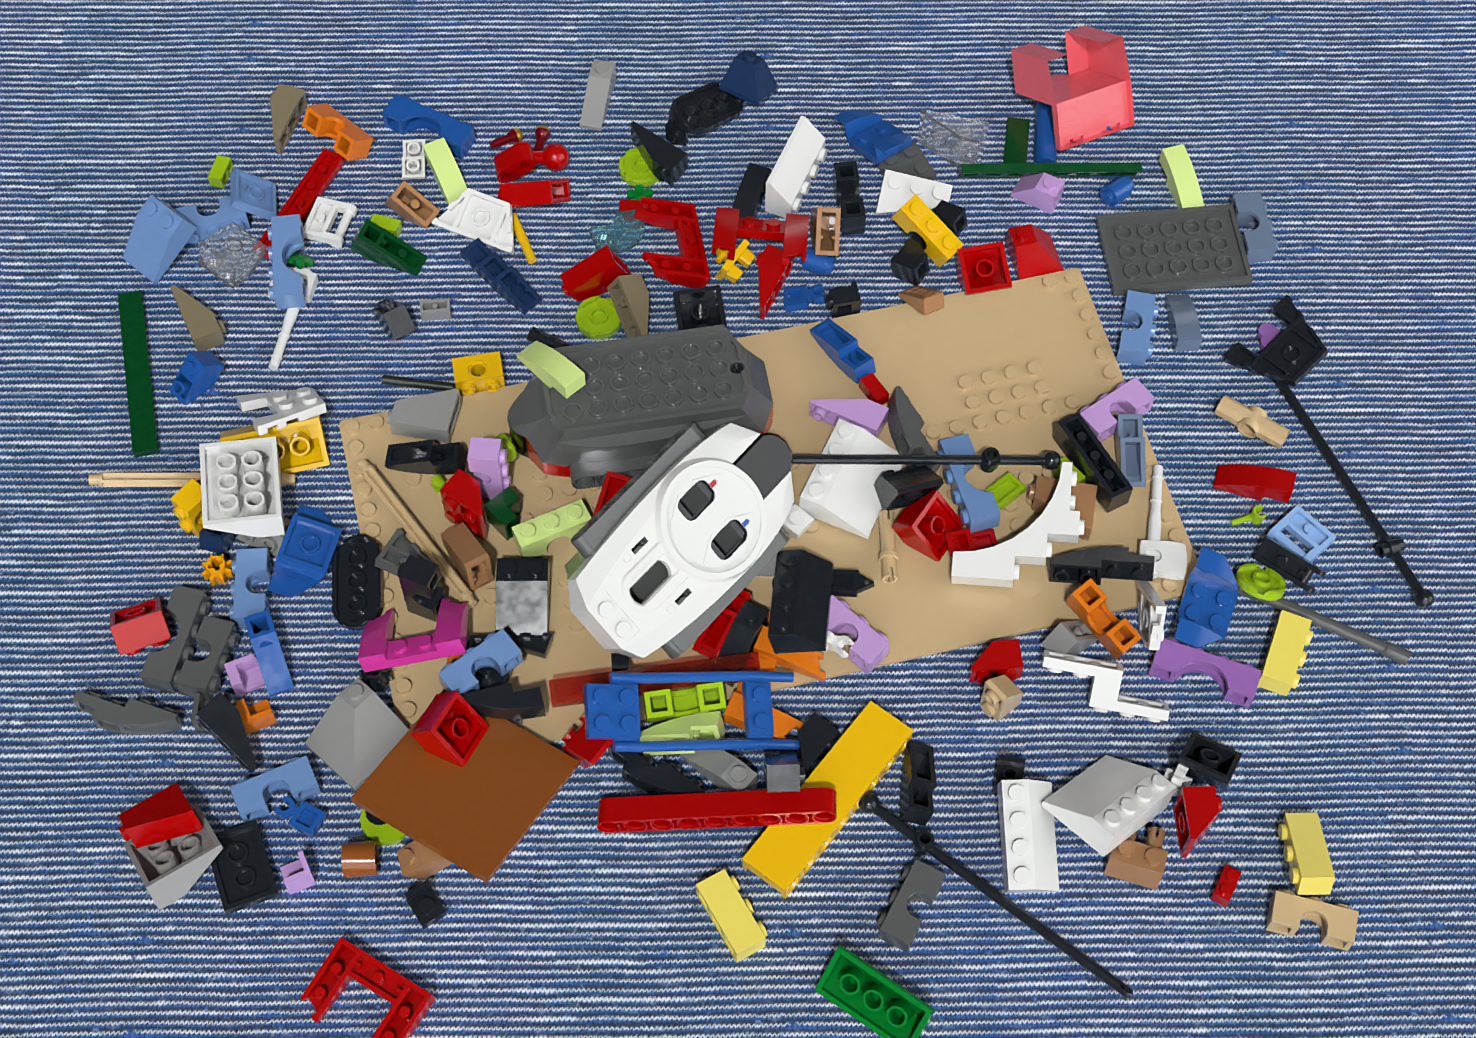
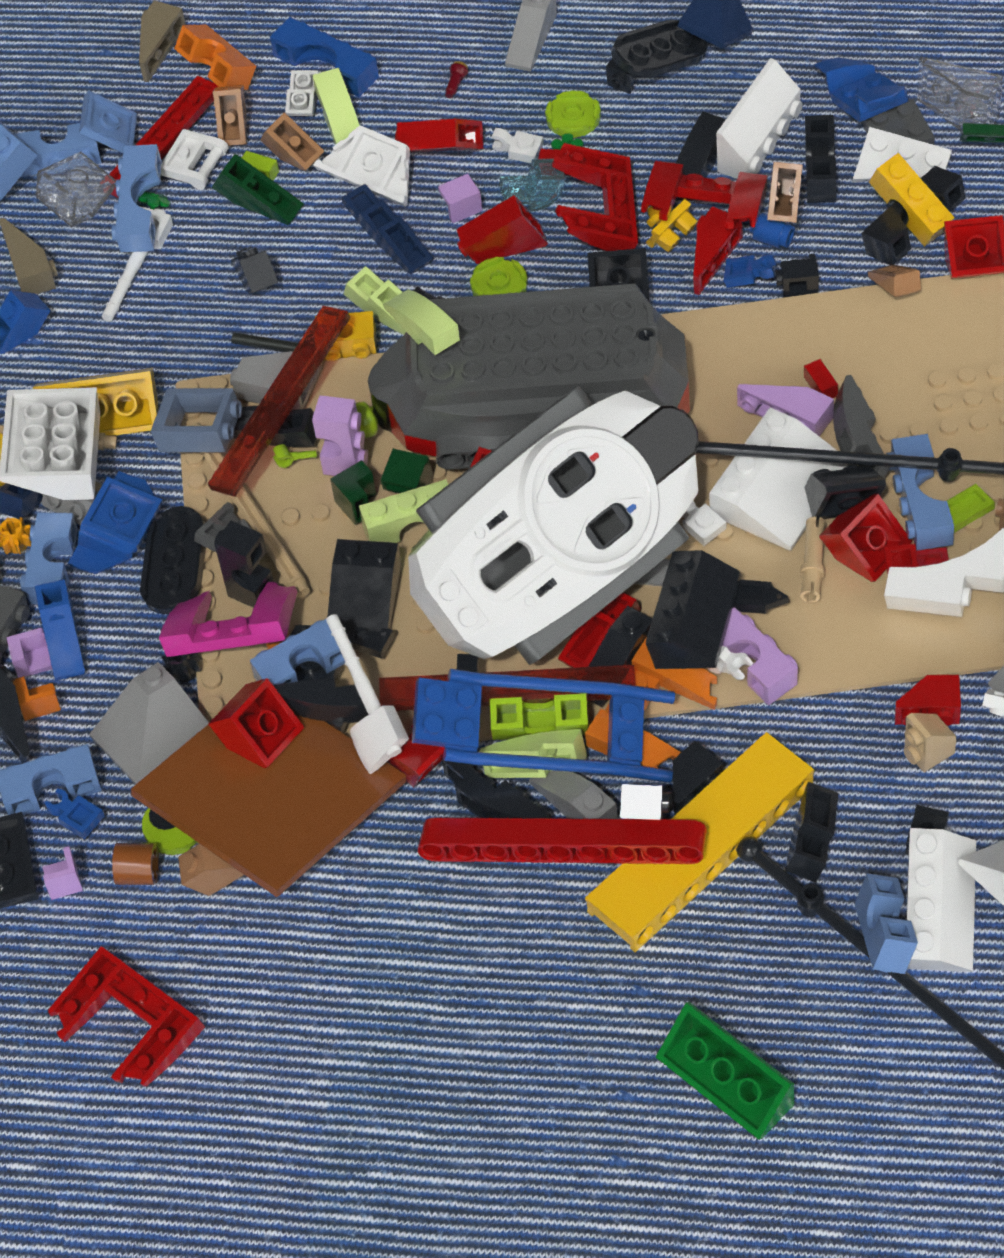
camera: 15 degrees right, 5 degrees down
(220, 171) = (72, 98): lime piece -> none
(285, 406) = (110, 357): white wing -> none
(356, 181) = (231, 114): none -> medium nougat slope
(360, 476) = (175, 438): none -> sand blue window
(424, 903) = (204, 920): black bracket -> none
(432, 438) = (278, 401): none -> clear red tile
(435, 309) = (305, 263): light grey piece -> none
(464, 503) = (307, 477): red slope -> none
(468, 556) = (304, 537): medium nougat slope -> none
(501, 338) = (371, 293): none -> yellowish green slope
(513, 136) = (424, 72): dark red piece -> none
(521, 159) = (428, 97): red beam -> none
(523, 240) = (419, 189): yellow piece -> none
(546, 494) = (406, 471): none -> dark green piece
(557, 729) = (381, 731): none -> white piece
(559, 245) = (461, 197): none -> lavender panel
(603, 197) = (520, 147): none -> white plate
(631, 303) = (537, 260): dark tan slope -> none
(662, 157) = (598, 102): black slope -> none
(731, 915) = (566, 962): light yellow brick -> none
(843, 350) = (789, 332): blue slope -> none
(919, 884) = (797, 946): dark grey arch -> none
(994, 877) = (887, 937): none -> medium blue arch

